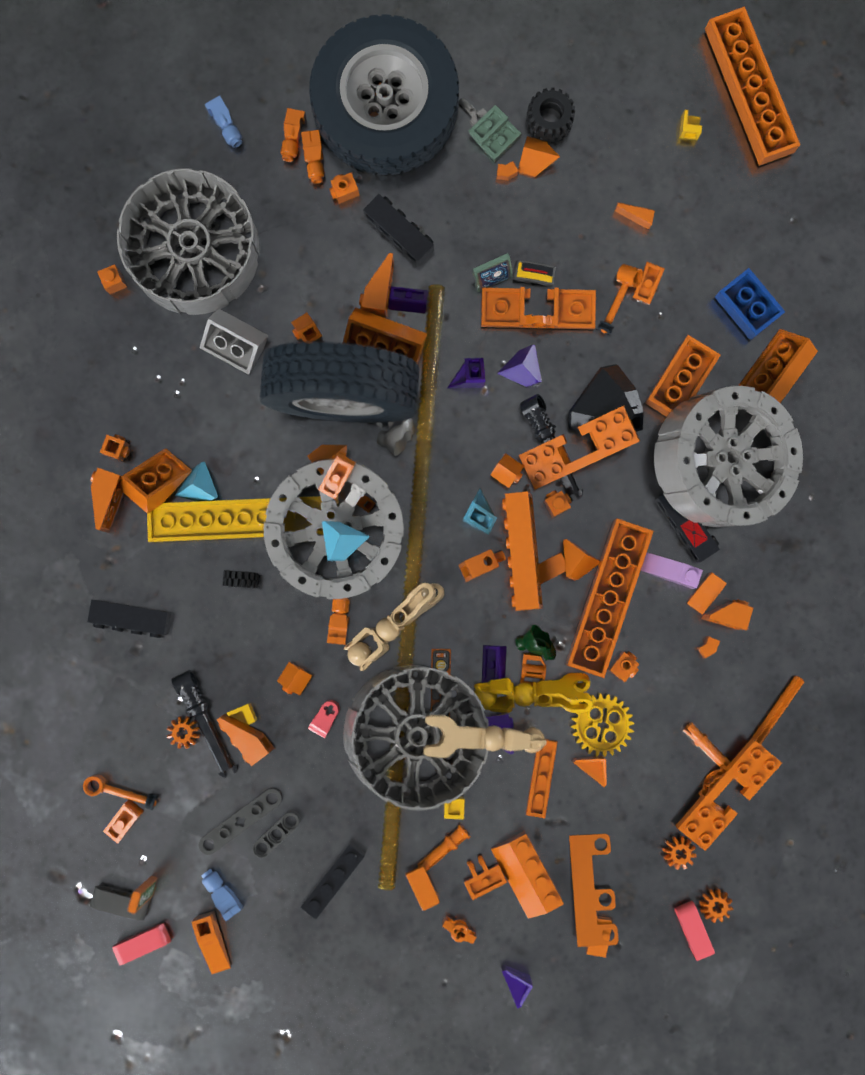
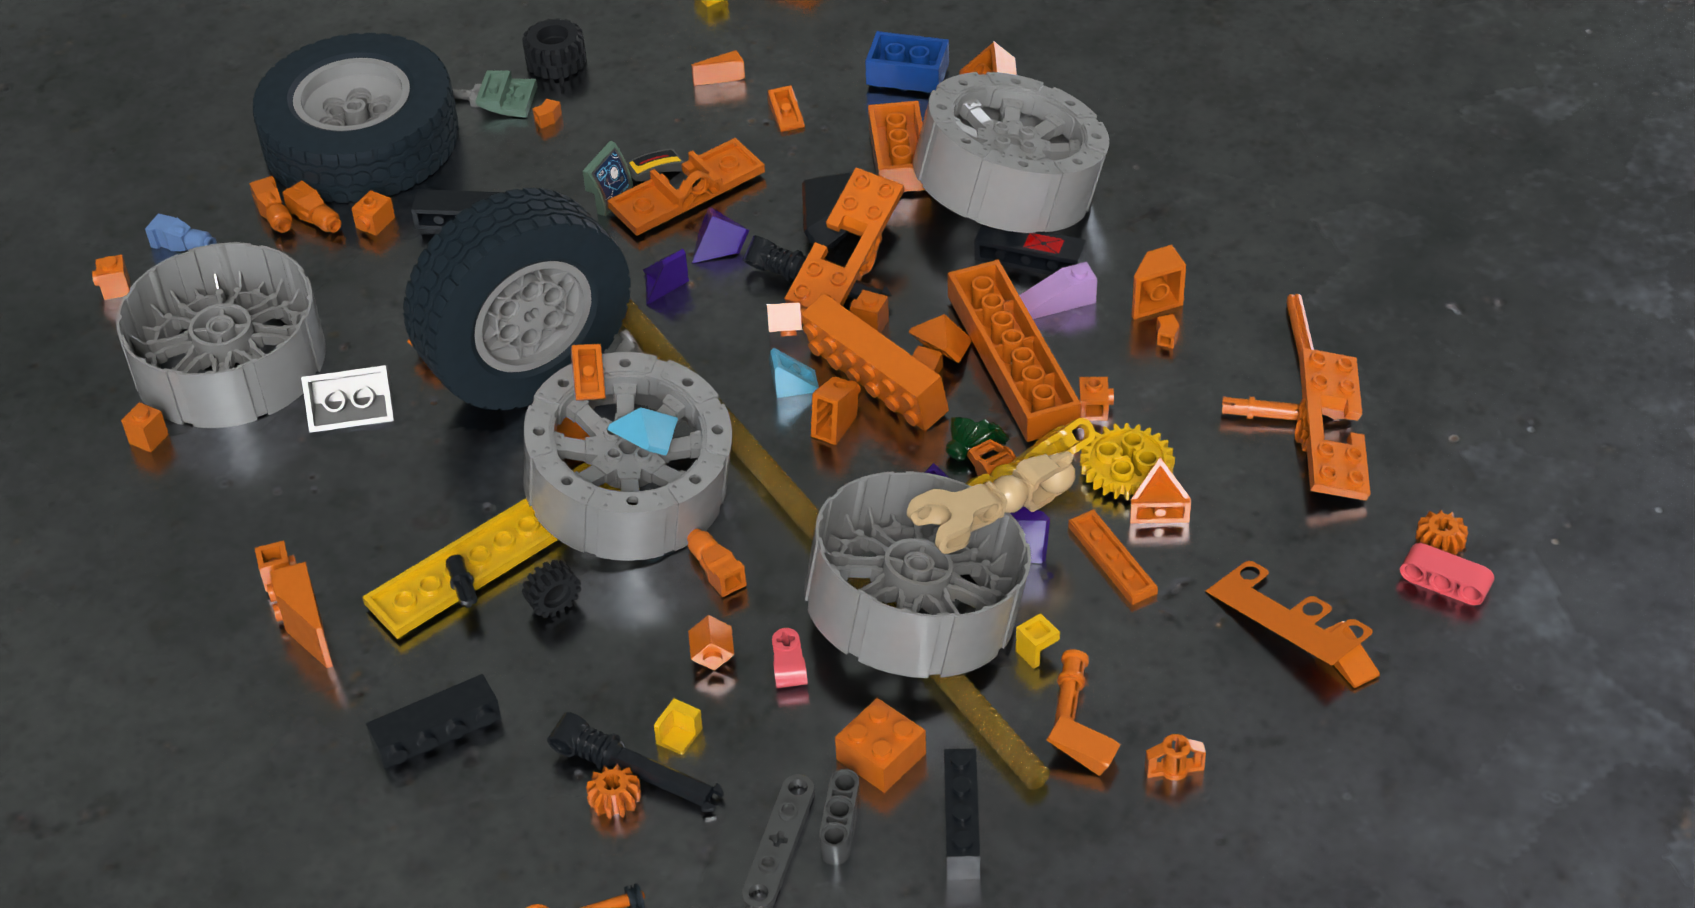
camera: 35 degrees left, 40 degrees down
(154, 480) = (353, 567): orange slope -> none
(165, 130) = (112, 277): none -> orange brick
(198, 485) = (416, 541): medium azure slope -> none
(198, 538) = (461, 580): none -> black axle
(249, 741) = (709, 741): orange slope -> none
(327, 808) = (880, 745): none -> orange brick
(389, 627) = (783, 519): tan piece -> none
(485, 881) = (1148, 691): orange hinge -> none
(518, 983) = (1305, 760): dark purple slope -> none
(527, 875) = (1197, 649): orange slope -> none
(536, 157) = (569, 86): orange slope -> none
(629, 277) = (759, 112): orange piece -> none
(684, 846) = (1344, 515): orange gear -> none
(706, 593) = (1114, 290): orange slope -> none

